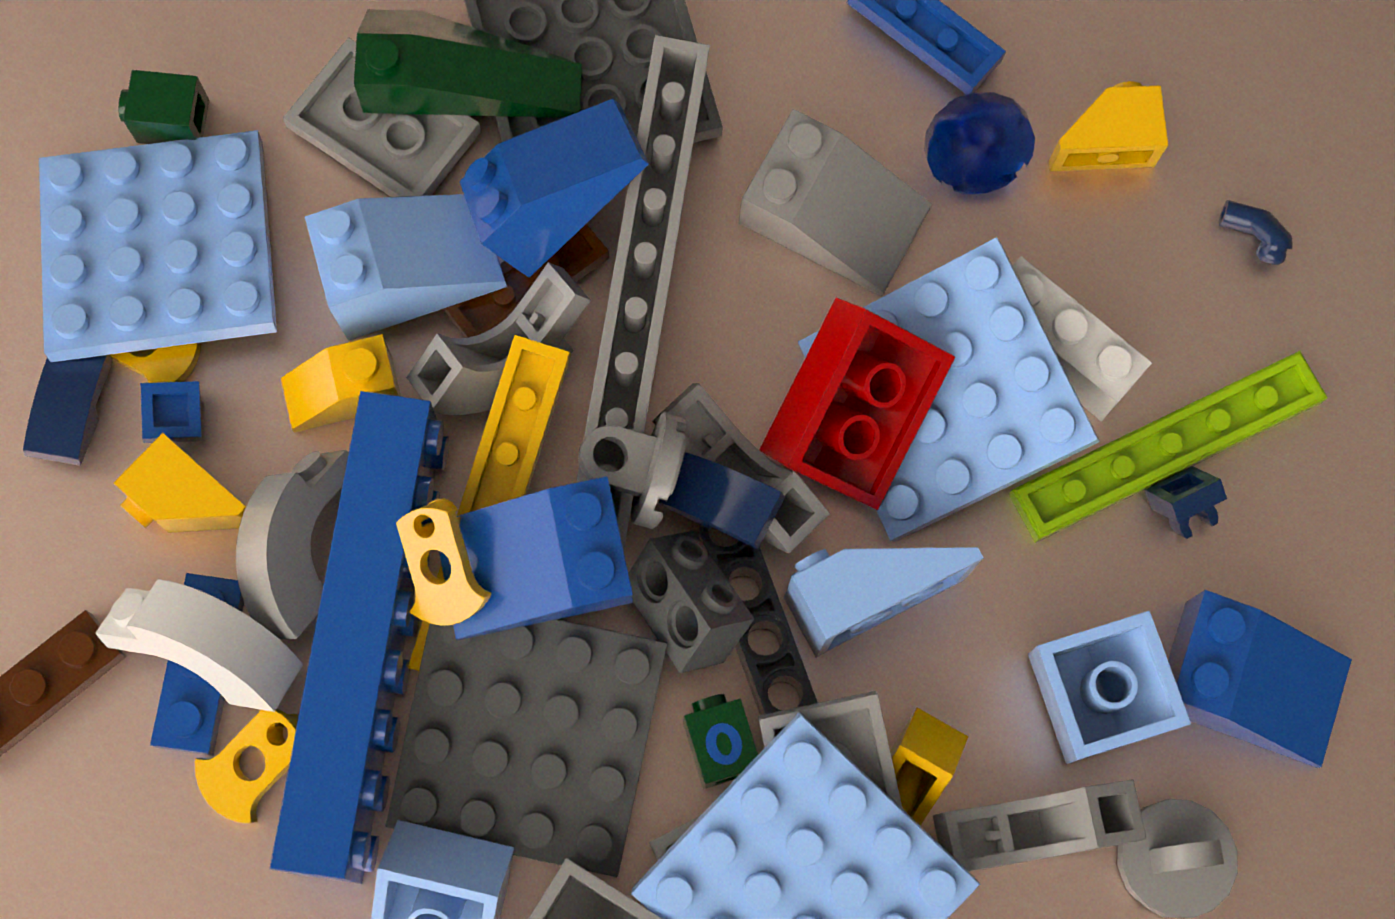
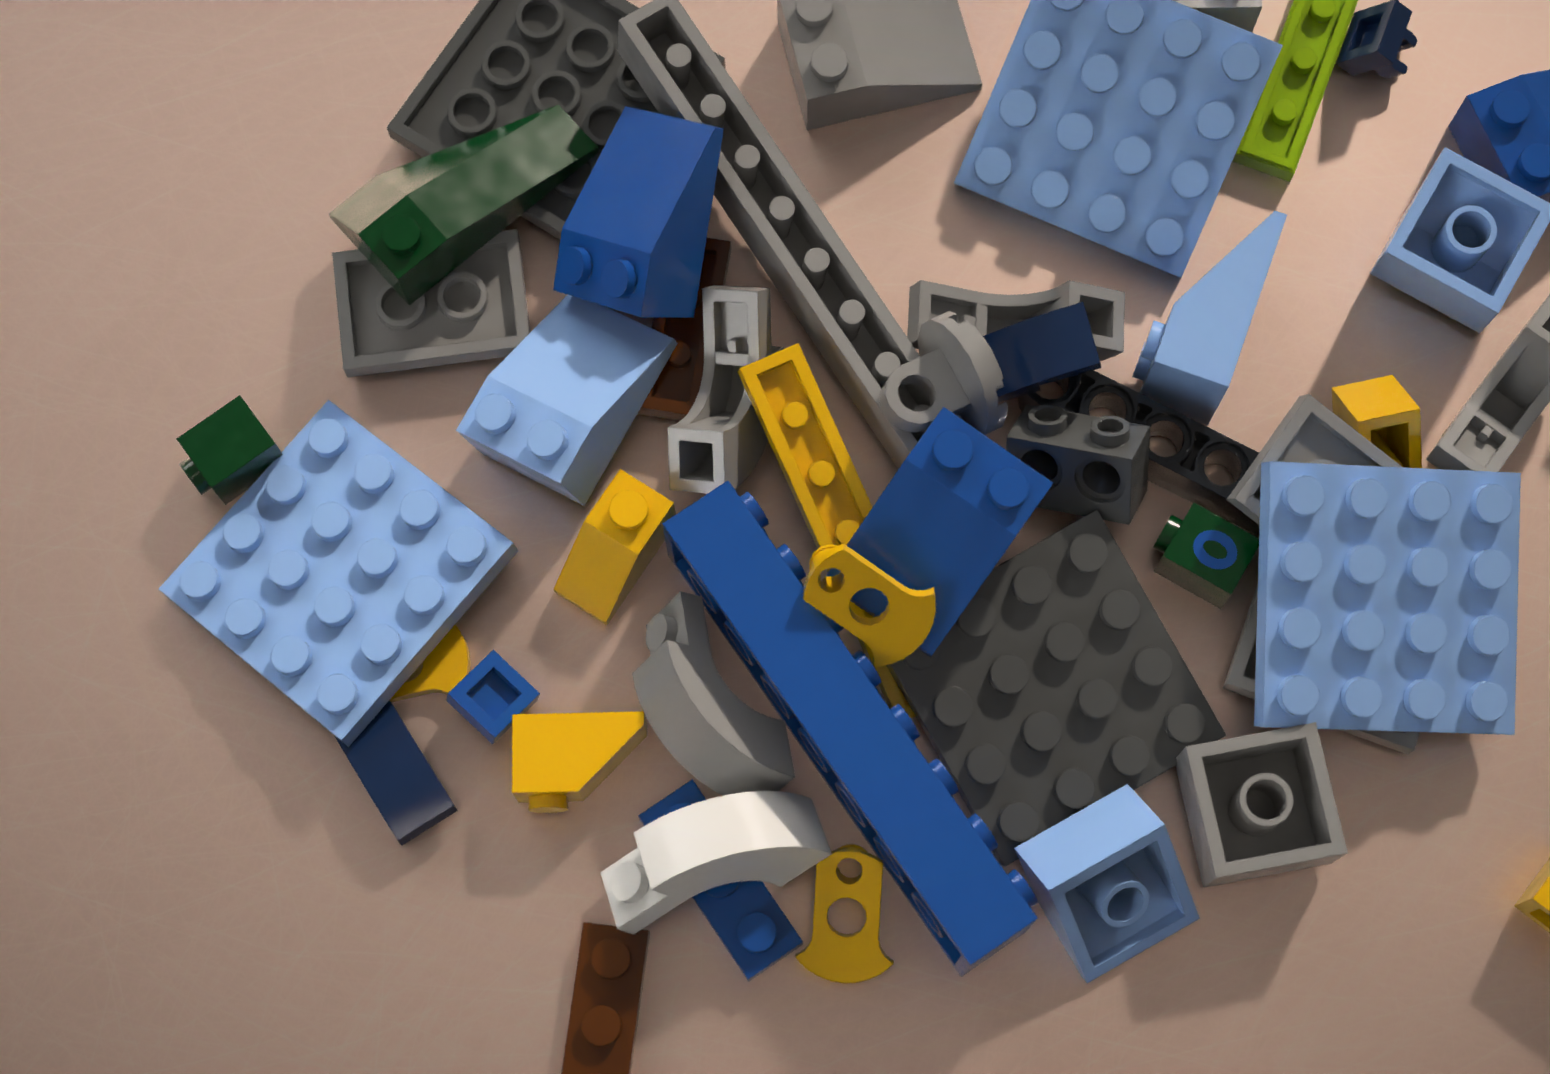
camera: 35 degrees left, 0 degrees up
(857, 403) = (1059, 184): red slope -> none

